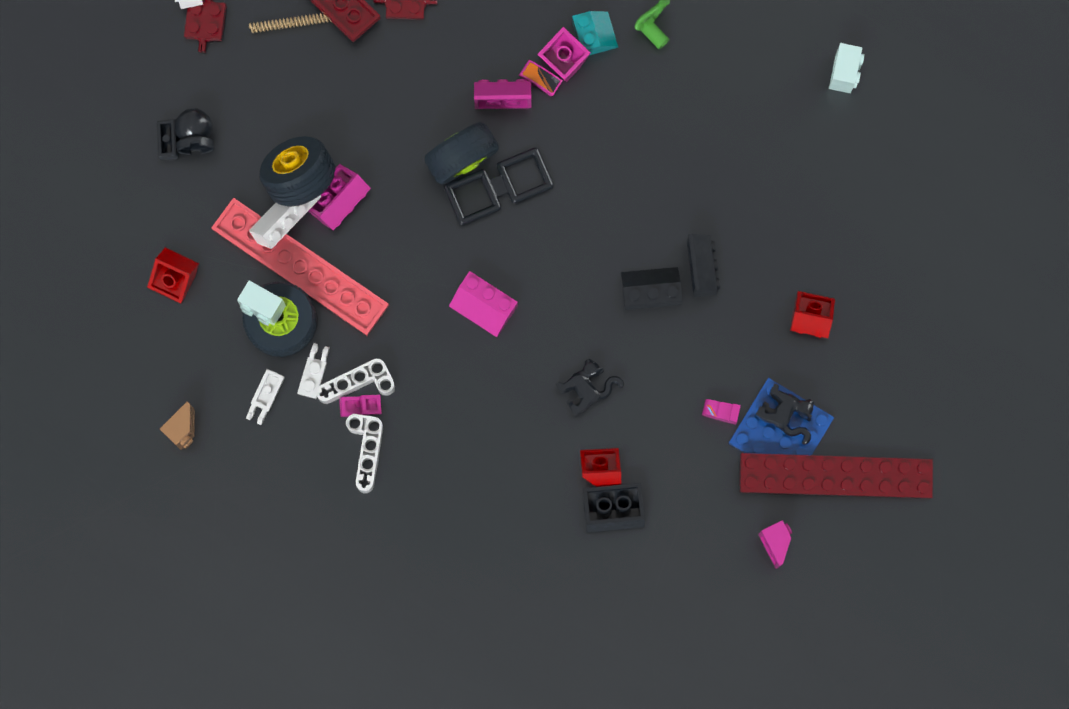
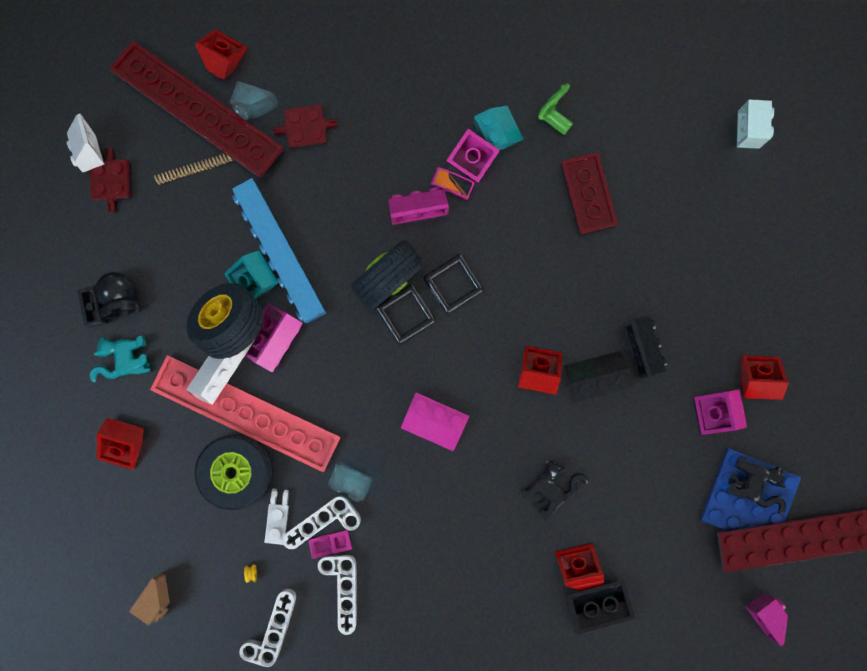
camera: 10 degrees left, 5 degrees up
(191, 196) = (124, 358): none -> teal animal
(261, 303) = (209, 467): light aqua brick -> none
(265, 394) = (233, 549): white hinge -> none
(279, 420) = (250, 573): none -> yellow bush
(292, 473) = (275, 626): none -> white beam
(331, 131) = (253, 274): none -> teal slope
(359, 116) = (279, 251): none -> dark azure brick
(391, 346) = (350, 481): none -> clear light blue slope
(595, 271) = (540, 370): none -> red slope
(673, 109) = (589, 193): none -> dark red plate
(721, 411) = (690, 490): dark pink leg -> none
(765, 341) = (720, 412): none -> dark pink slope

